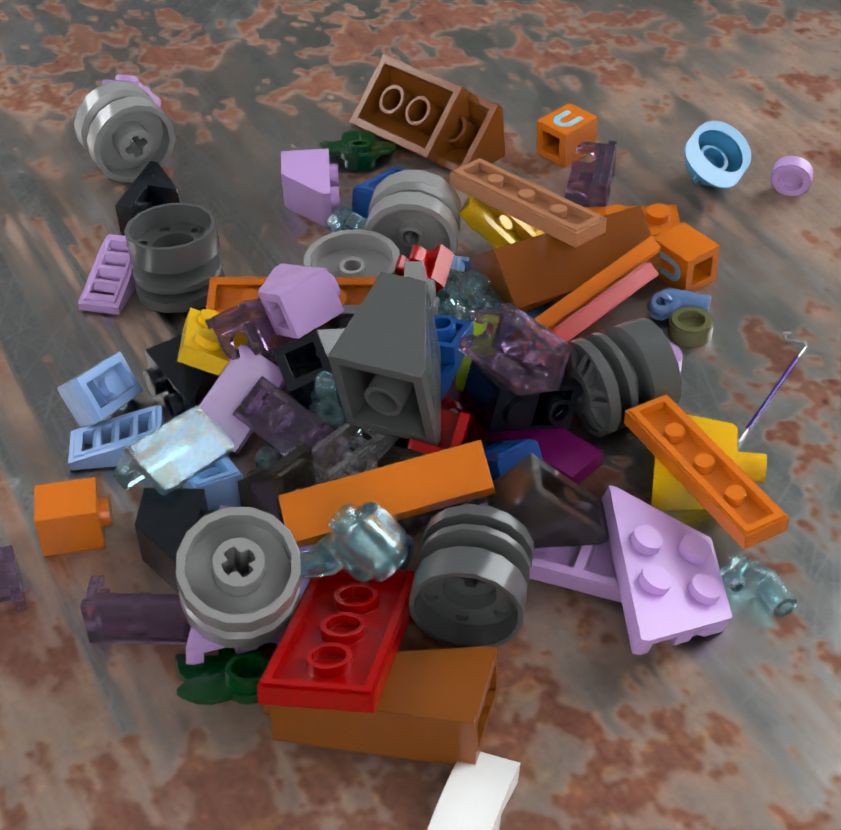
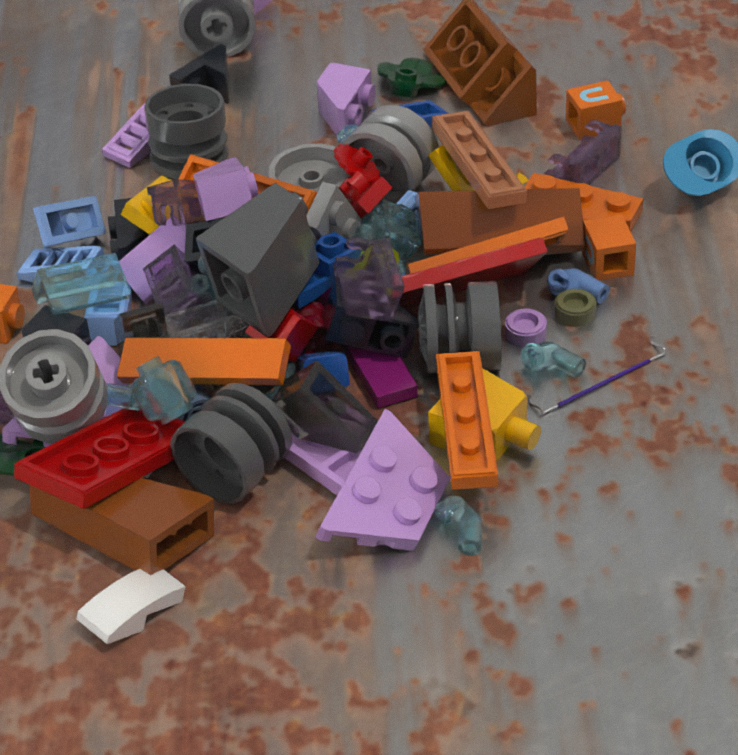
camera: 25 degrees right, 0 degrees up
(397, 238) = (356, 160): none -> red piece
(710, 381) = (551, 356): none -> clear light blue arm

